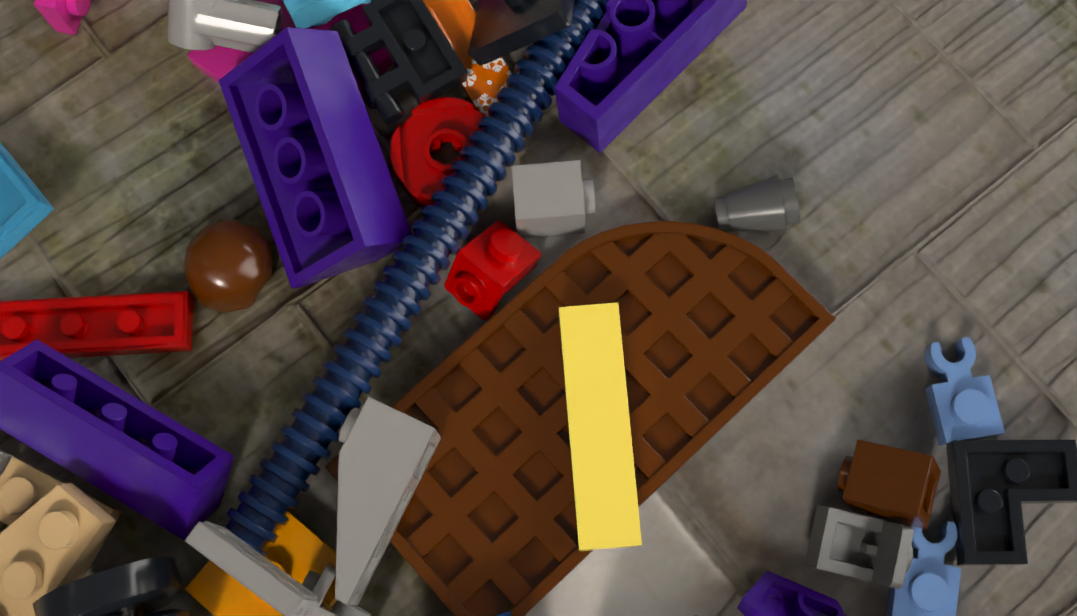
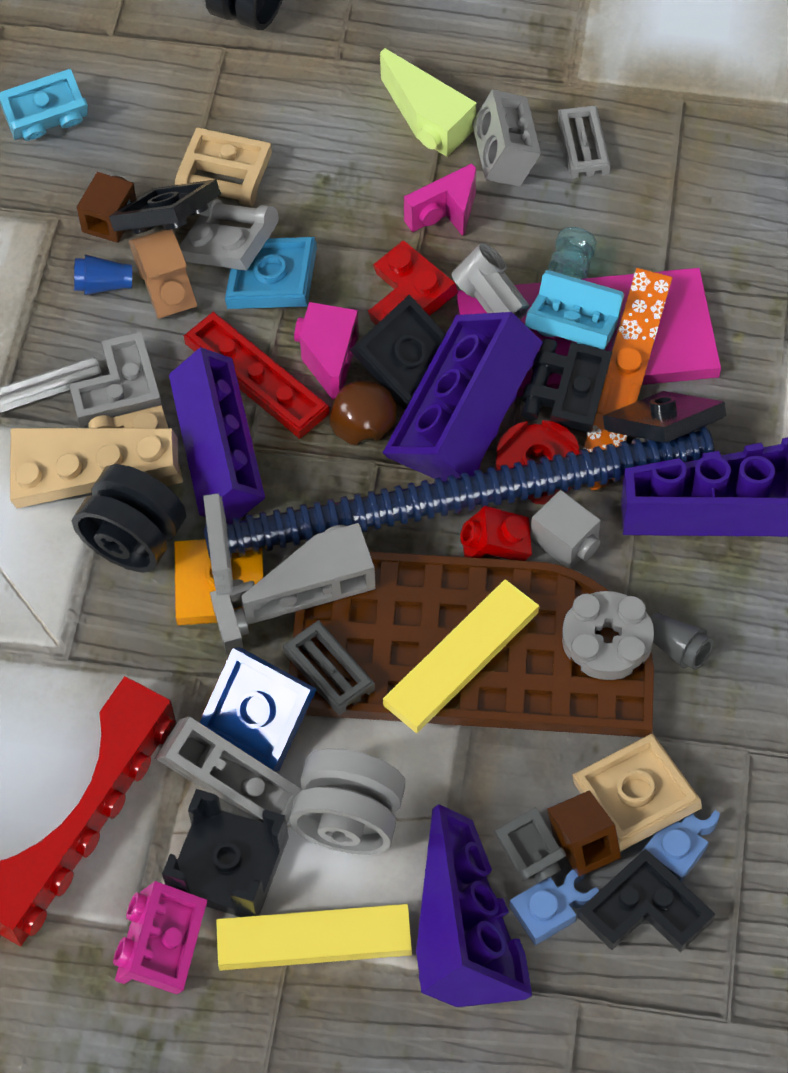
camera: 45 degrees right, 15 degrees down
(117, 228) = (325, 343): none -> dark pink slope
(149, 89) = (414, 275): none -> red plate
(199, 166) = (400, 349): none -> black plate
(434, 565) = (350, 693): none -> dark grey tile
(705, 233) = (611, 610): none -> light grey plate
(882, 389) = (639, 790): none -> tan plate

